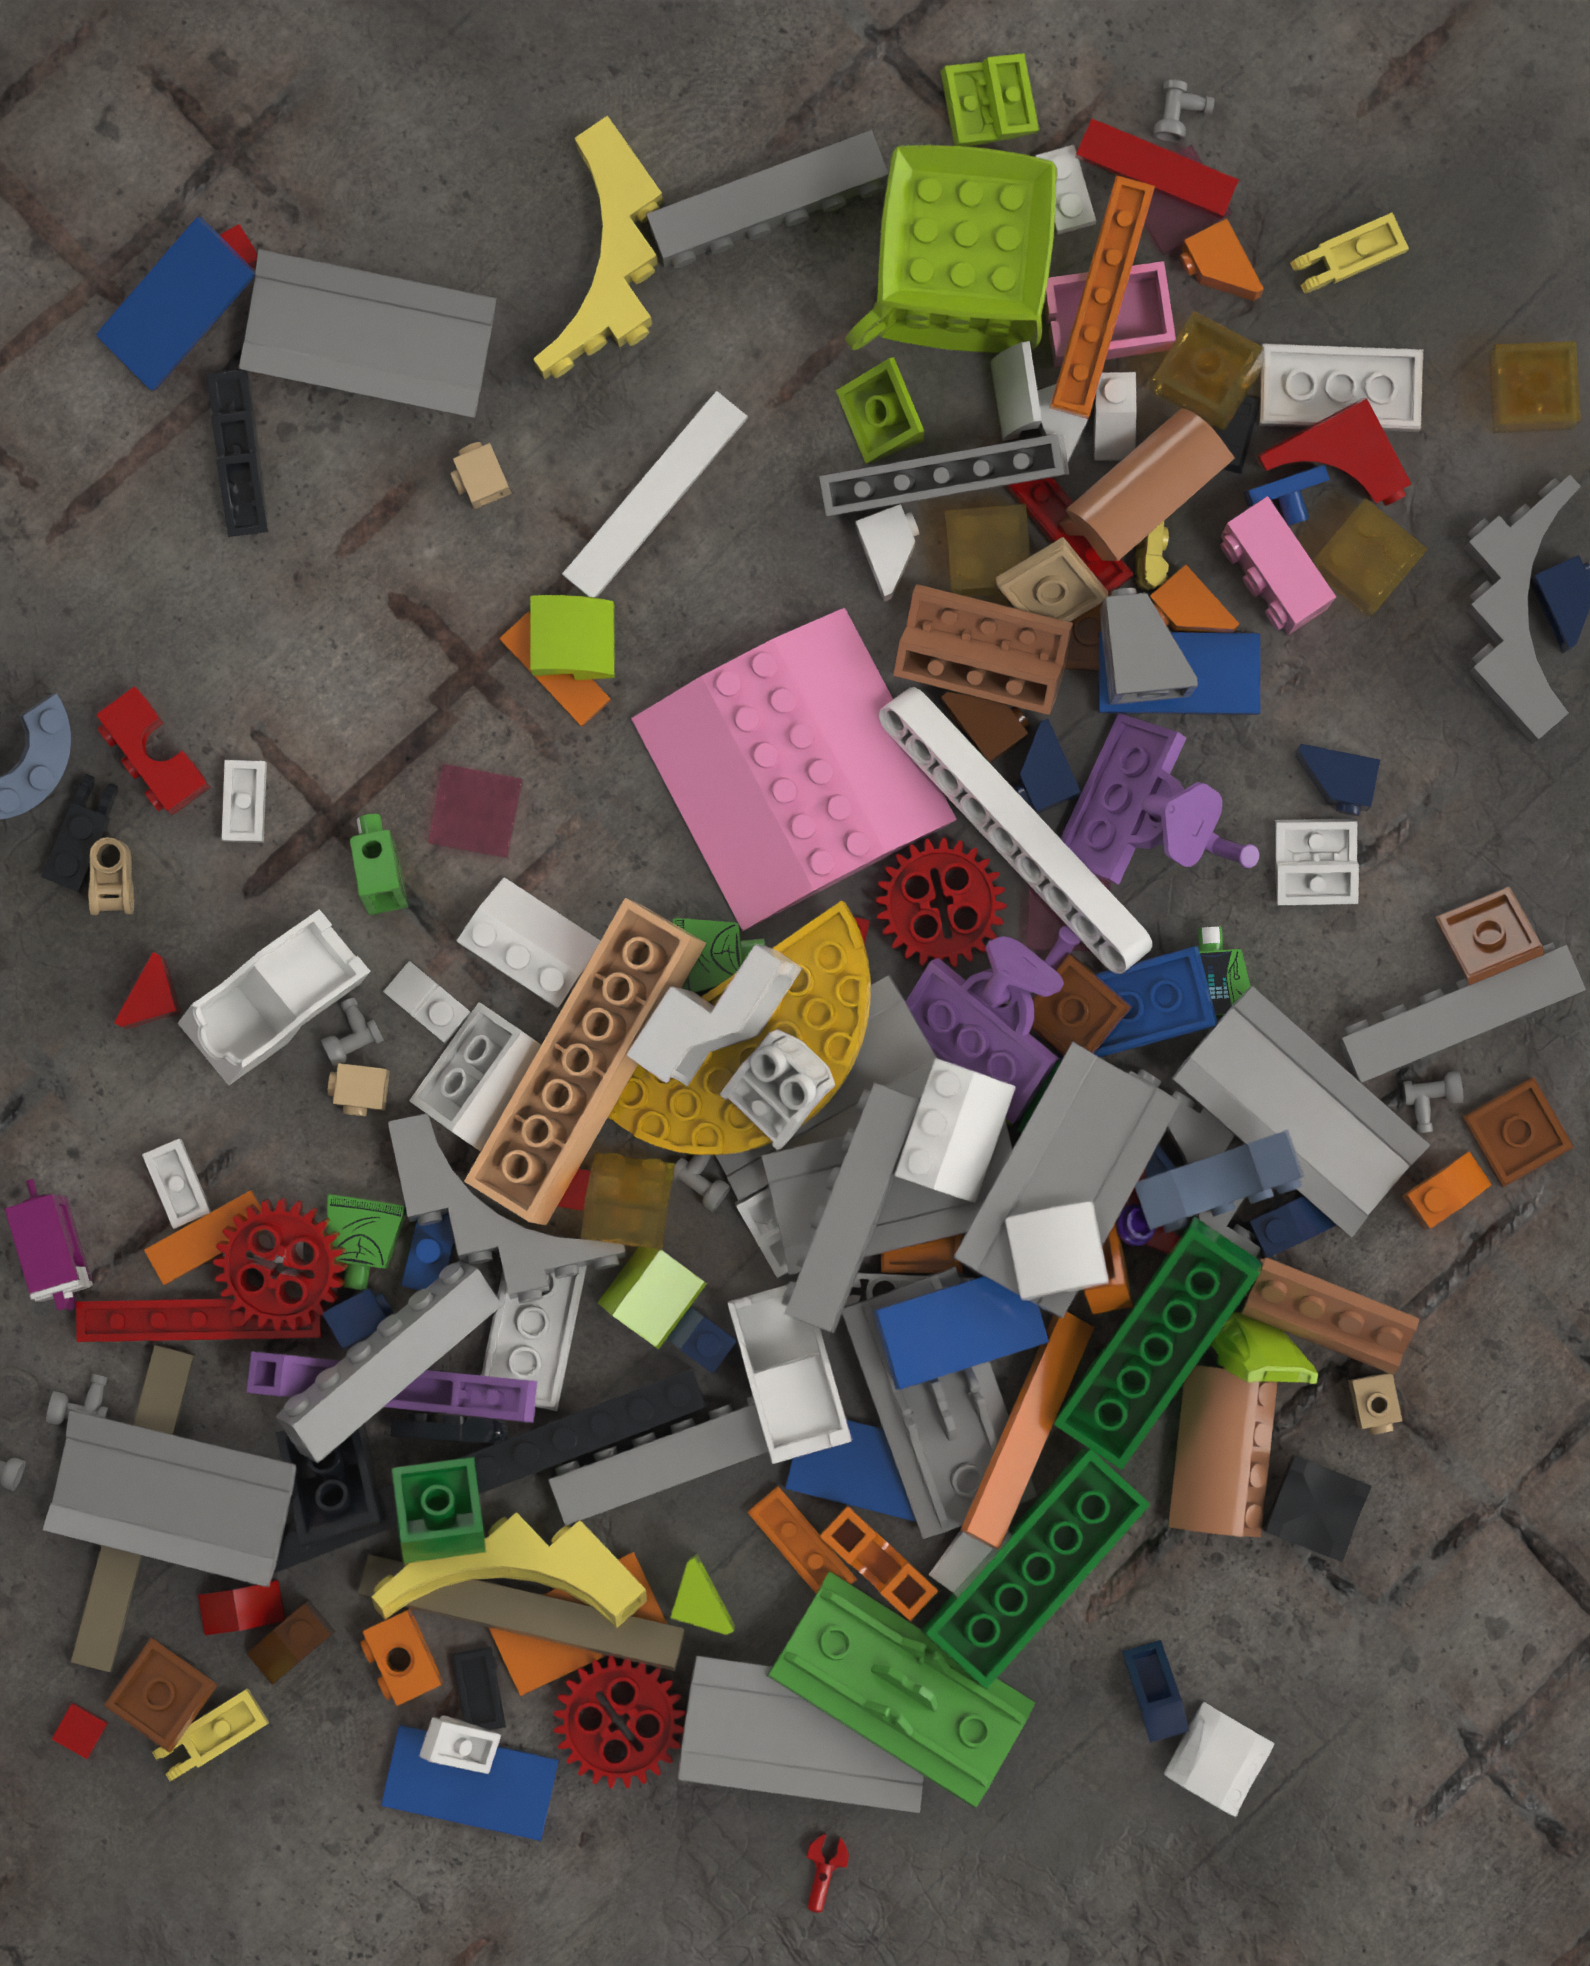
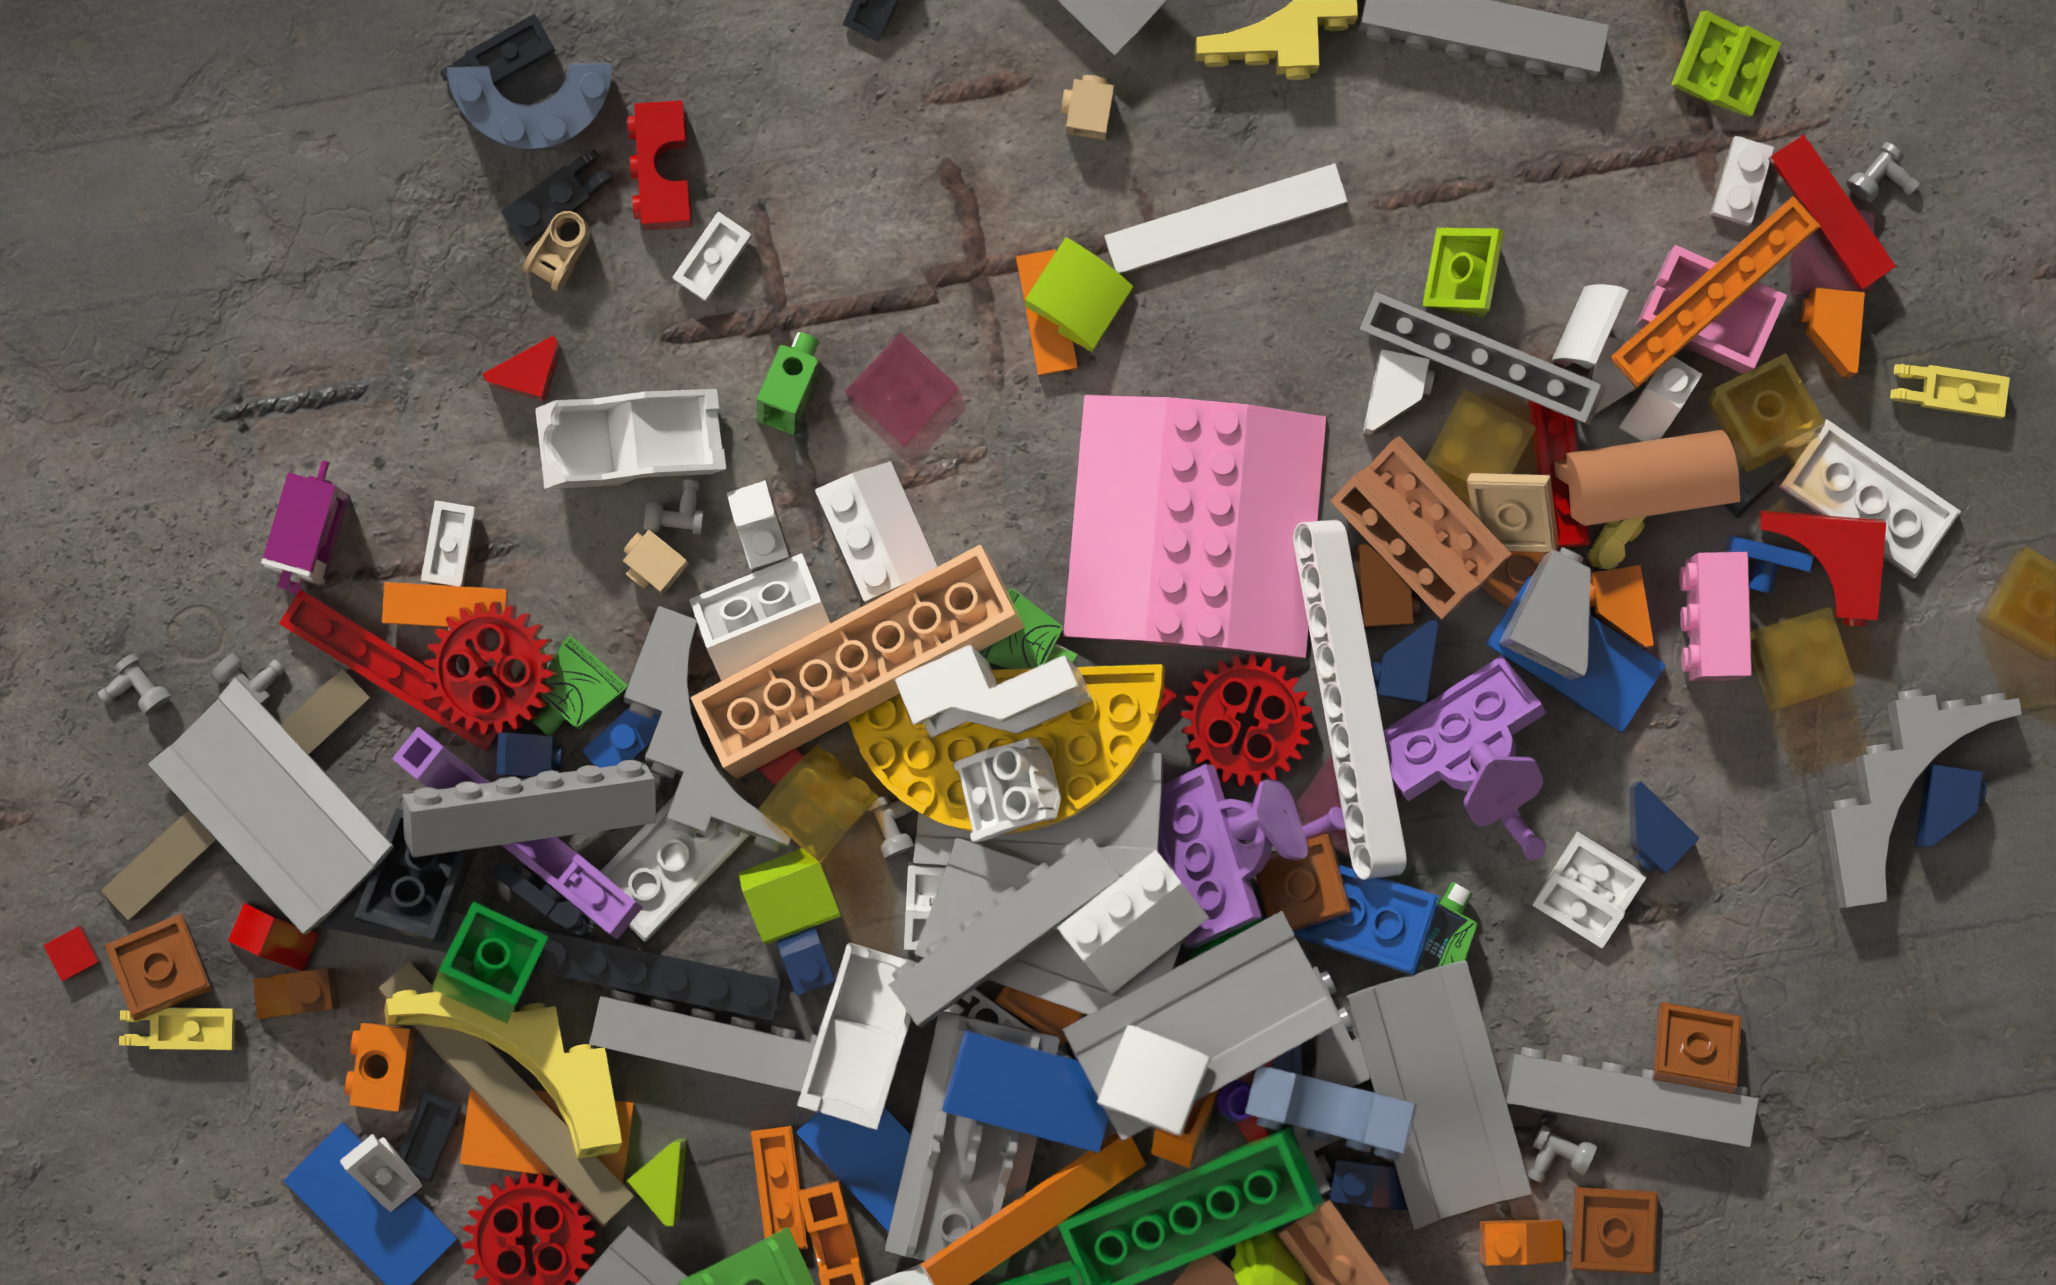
camera: 25 degrees right, 0 degrees up
(963, 249) = (1621, 176): lime piece -> none

